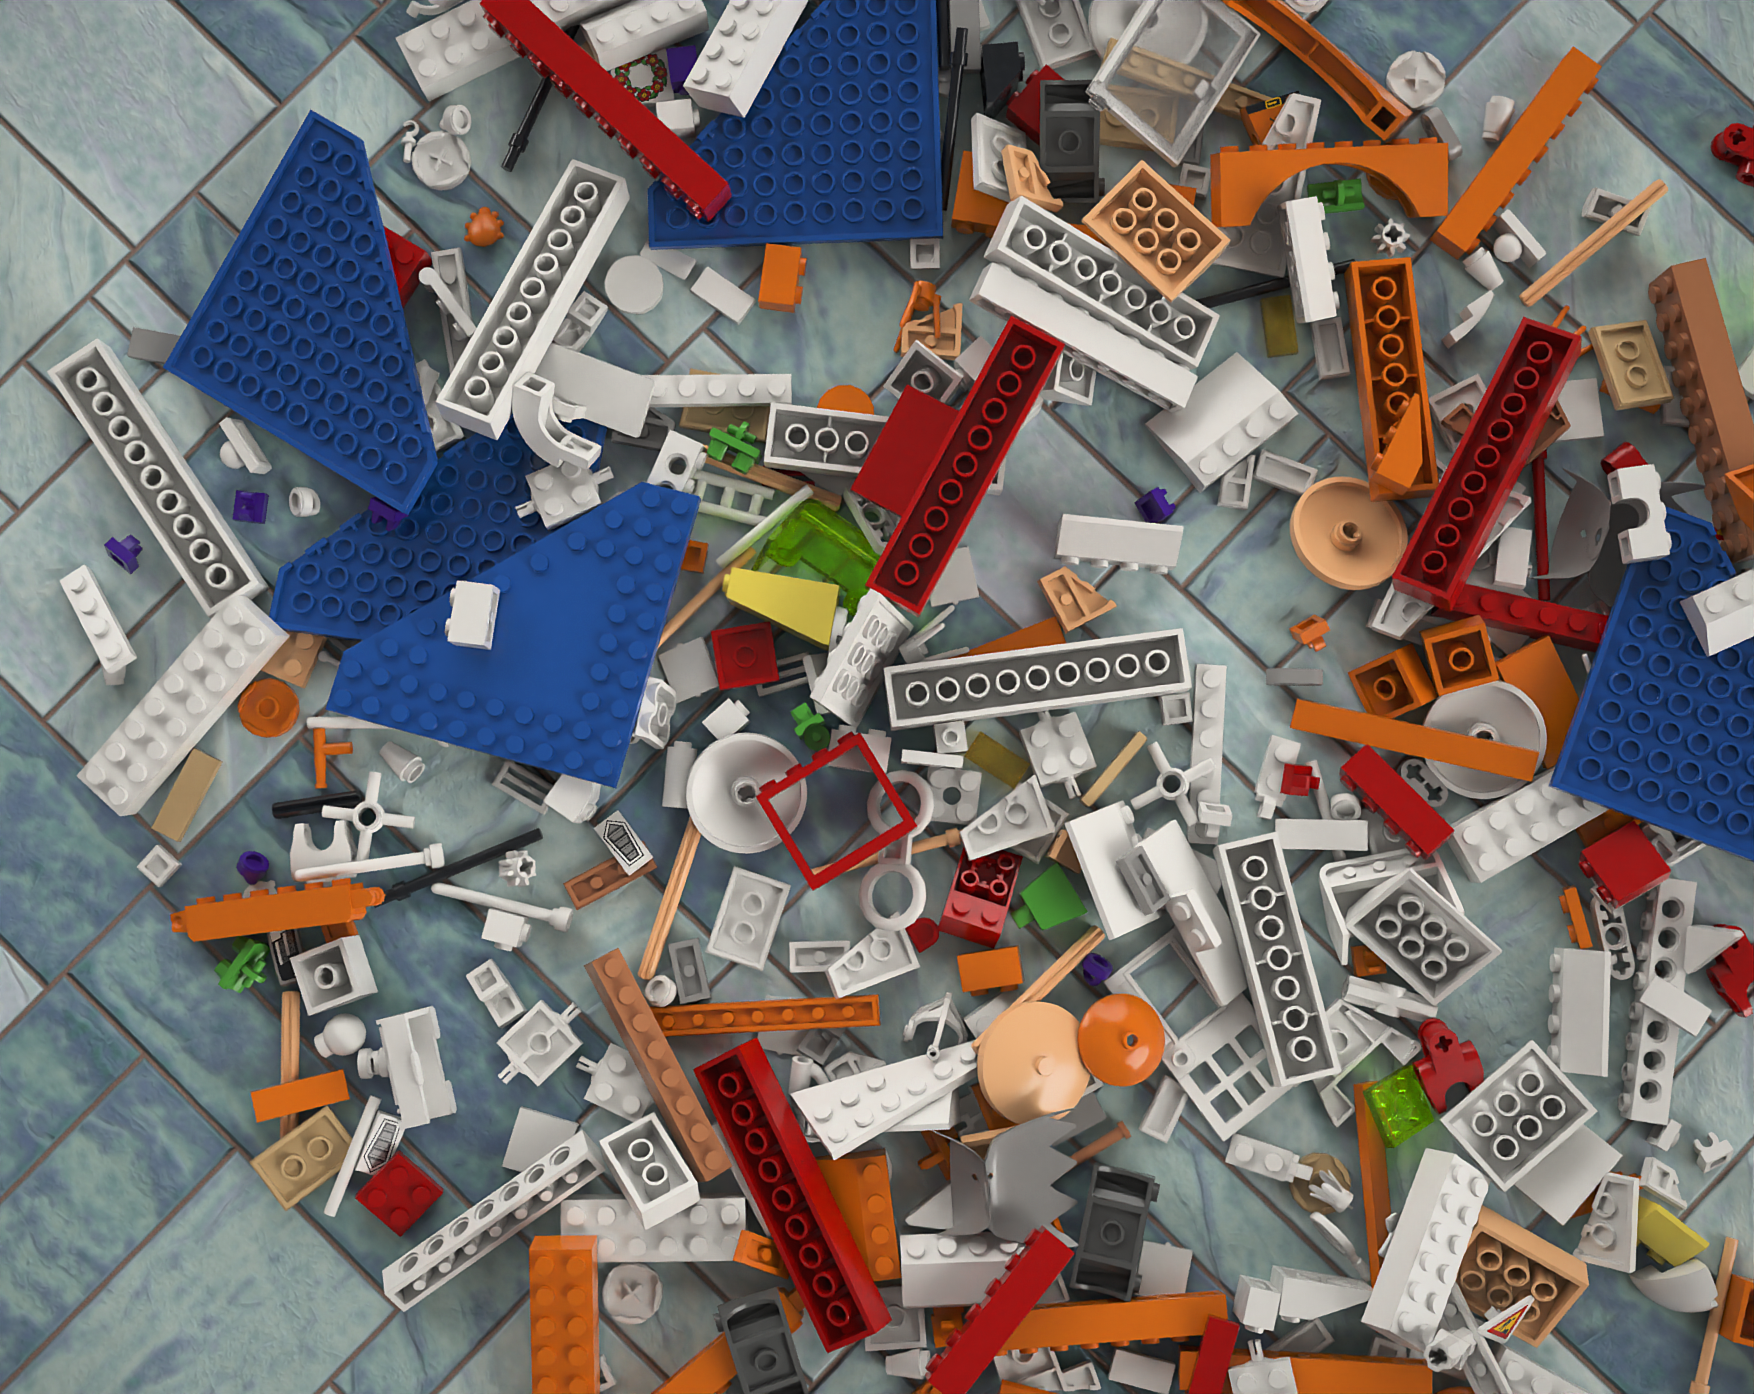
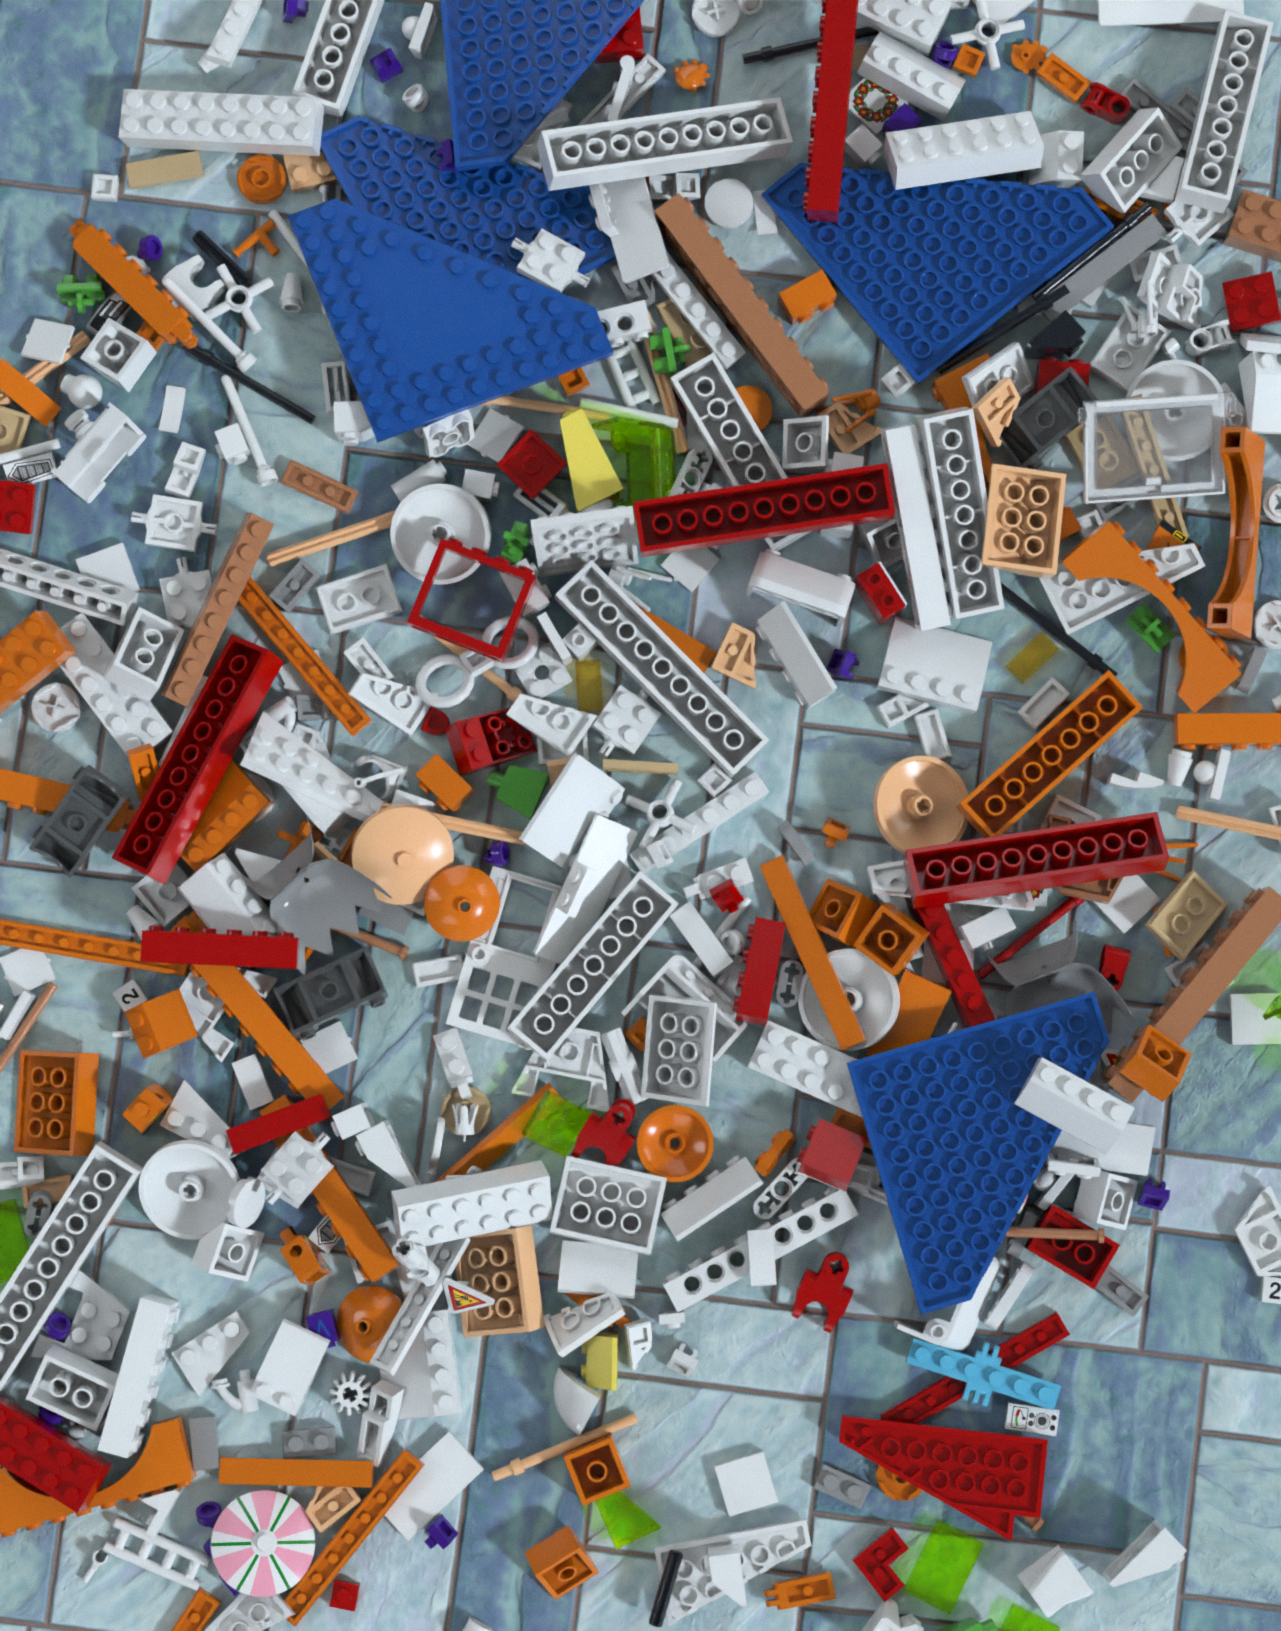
camera: 55 degrees right, 0 degrees up
(267, 1034) = (47, 341): none -> white piece
(426, 961) = (172, 409): none -> white sticker
(472, 614) = (421, 262): white brick -> none
(517, 868) = (277, 421): white gear -> none
(541, 428) = (579, 216): white arch -> none
(623, 842) = (347, 478): tile -> none
(661, 991) = (267, 577): white tile -> none
(722, 295) = (766, 268): white tile -> none
(744, 344) = (741, 306): none -> nougat brick
(904, 450) = (747, 461): red tile -> none
(1057, 488) = (802, 585): none -> white windscreen
(1118, 420) = (880, 593): none -> red piece
(1143, 880) = (577, 835): light grey plate -> none
(1307, 259) = (1087, 639): white slope -> none
(1395, 233) = (1144, 684): white gear -> none
(1403, 453) = (992, 797): orange slope -> none
(1521, 1009) = (680, 1162): none -> orange dish
(1640, 488) = (1093, 970): white arch -> none
(1706, 943) = (818, 1249): white slope -> none

